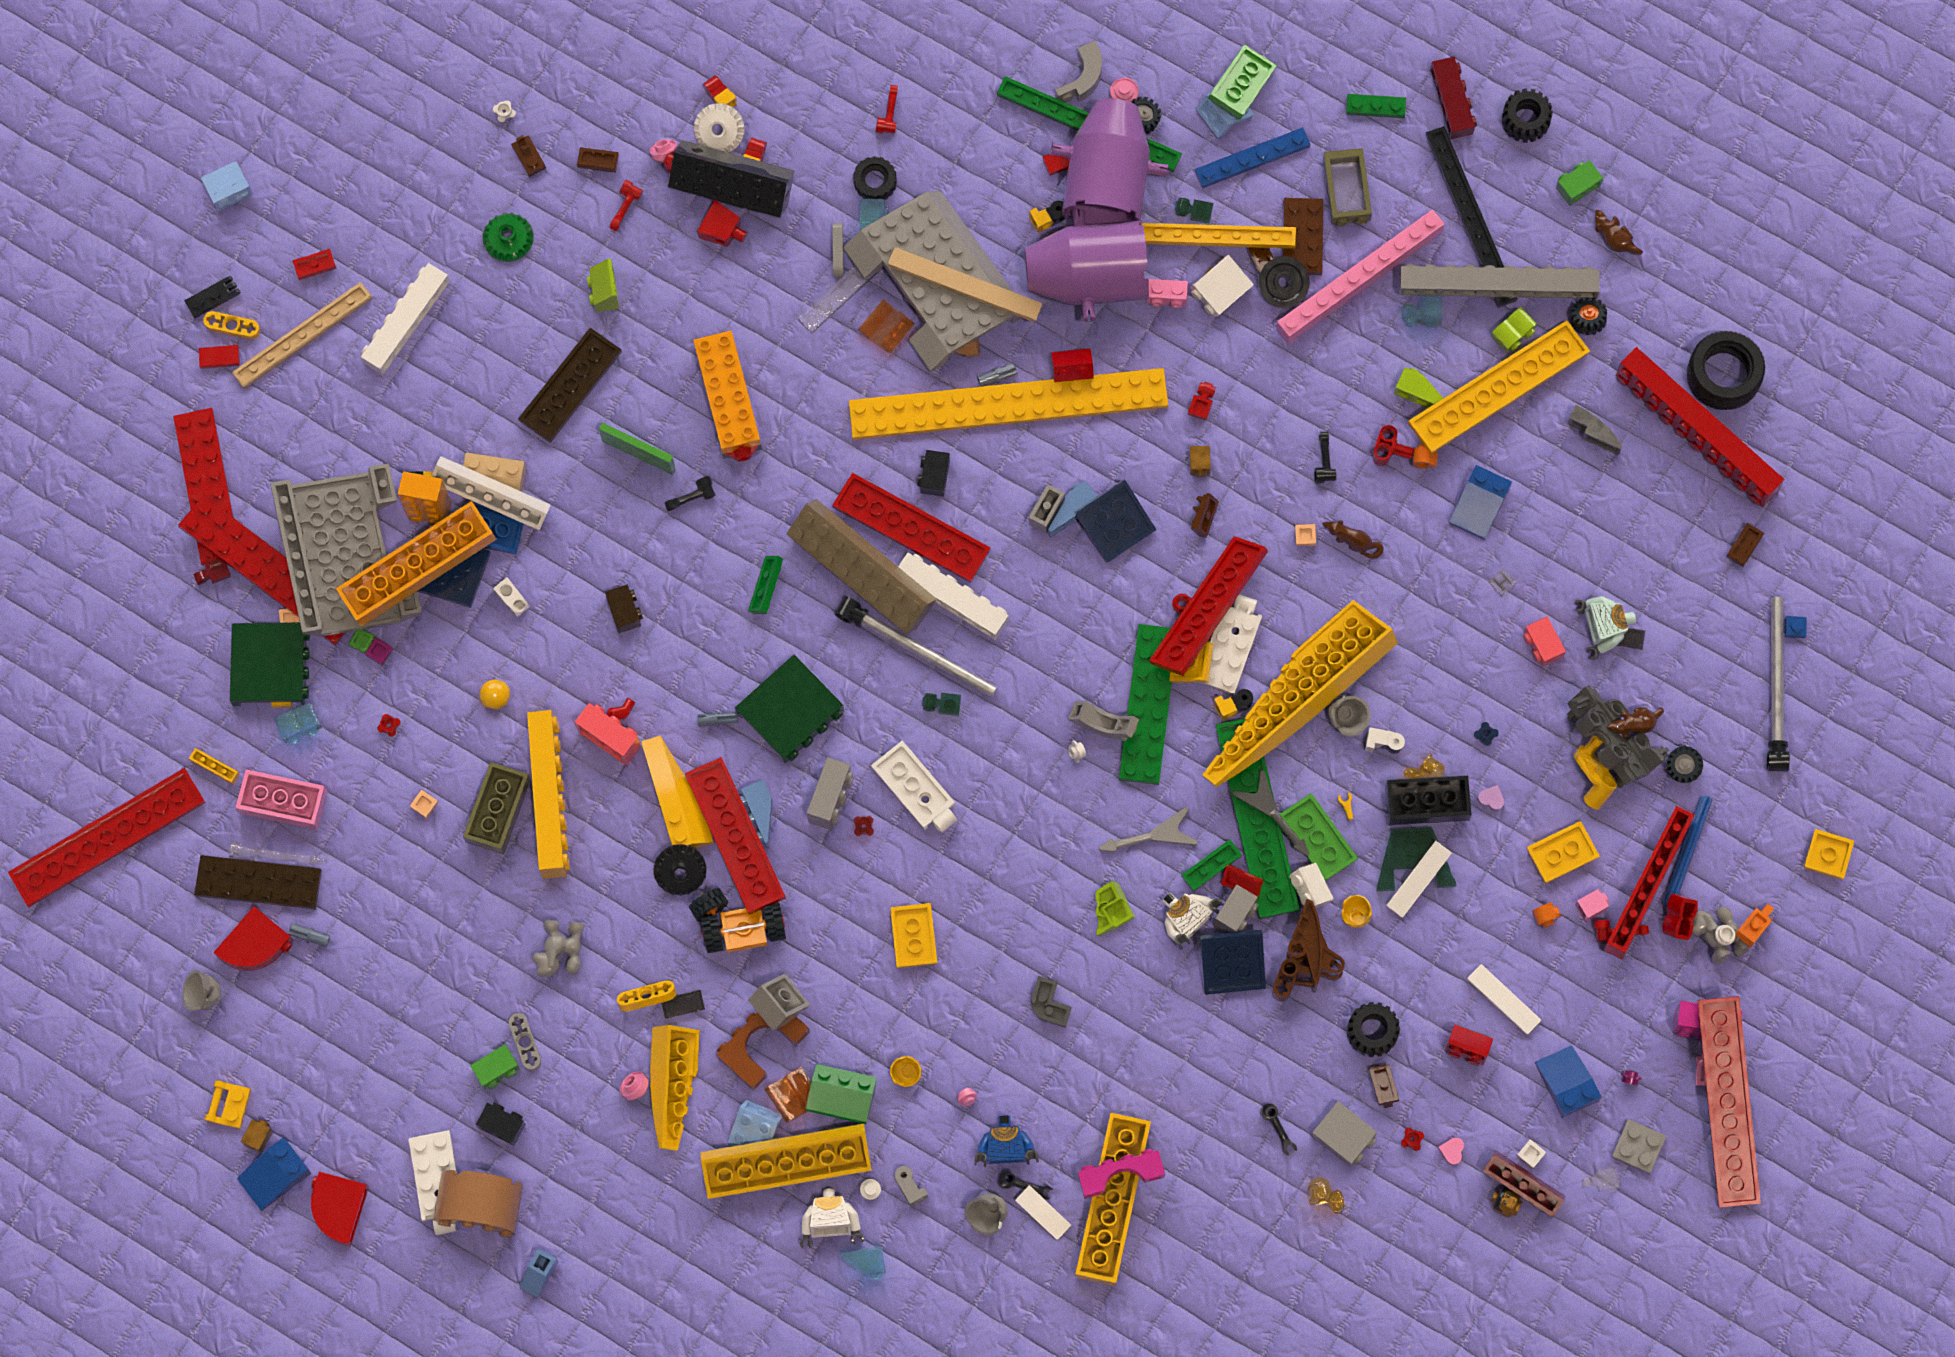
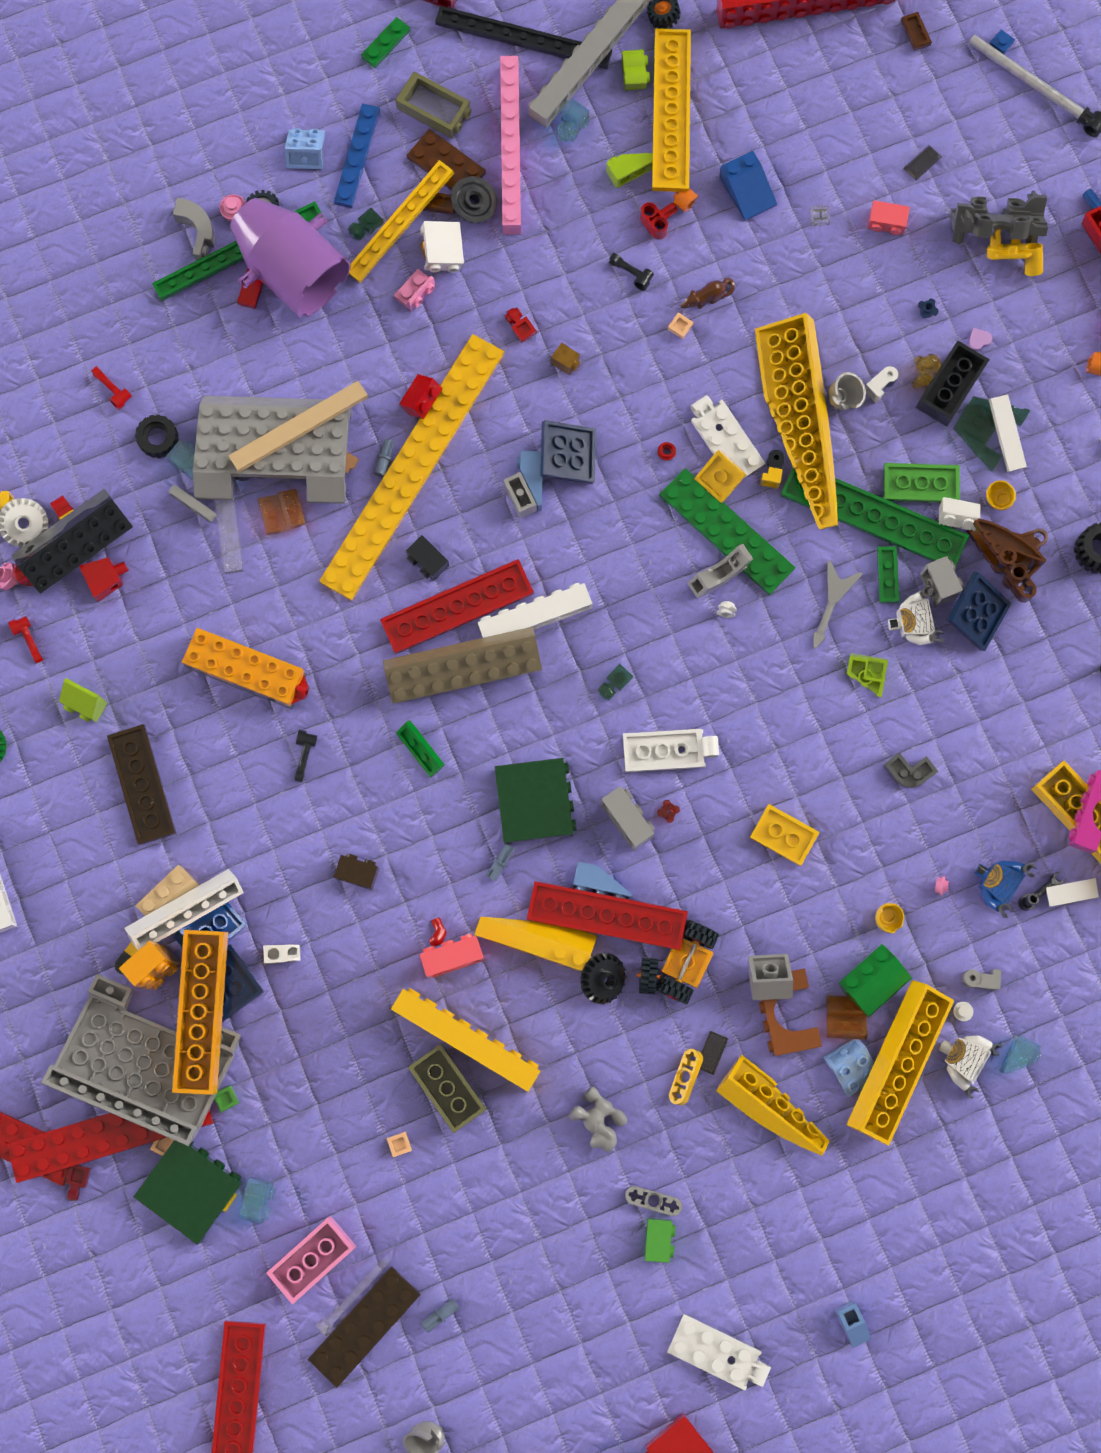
camera: 55 degrees left, 5 degrees up
(214, 766) = (241, 1295): yellow piece -> none
(253, 943) = (414, 1366): red brick -> none
(379, 651) = (245, 1091): magenta plate -> none
(386, 719) = (306, 1125): red plate -> none
(478, 1201) = (765, 1336): medium nougat cylinder -> none
(494, 694) = (350, 1023): yellow hair -> none
(500, 1123) = (708, 1268): black brick -> none
(634, 1086) = (752, 1138): bright pink plate -> none
(637, 448) = (235, 768): bright green tile -> none
(851, 611) = (490, 699): flat silver piece -> none
(986, 1213) = (1047, 935): light grey helmet -> none
(1048, 217) = (288, 333): leg -> none
(1090, 264) = (356, 321): medium lavender piece -> none
(1204, 514) = (608, 383): reddish brown plate -> none
(1208, 606) = (687, 432): red plate -> none
(1242, 81) = (294, 117): plate -> none
(1245, 880) = (916, 561): red plate -> none
(1264, 802) = (868, 500): dark grey piece -> none
(1346, 806) = (910, 445): yellow piece -> none
(1562, 852) = (1057, 319): yellow plate -> none
(1595, 430) = (753, 69): flat silver slope -> none
(1606, 623) = (907, 163): light aqua torso -> none
(1640, 721) = (1001, 194): reddish brown animal -> none
(1684, 764) = (1054, 186): black wheel -> none

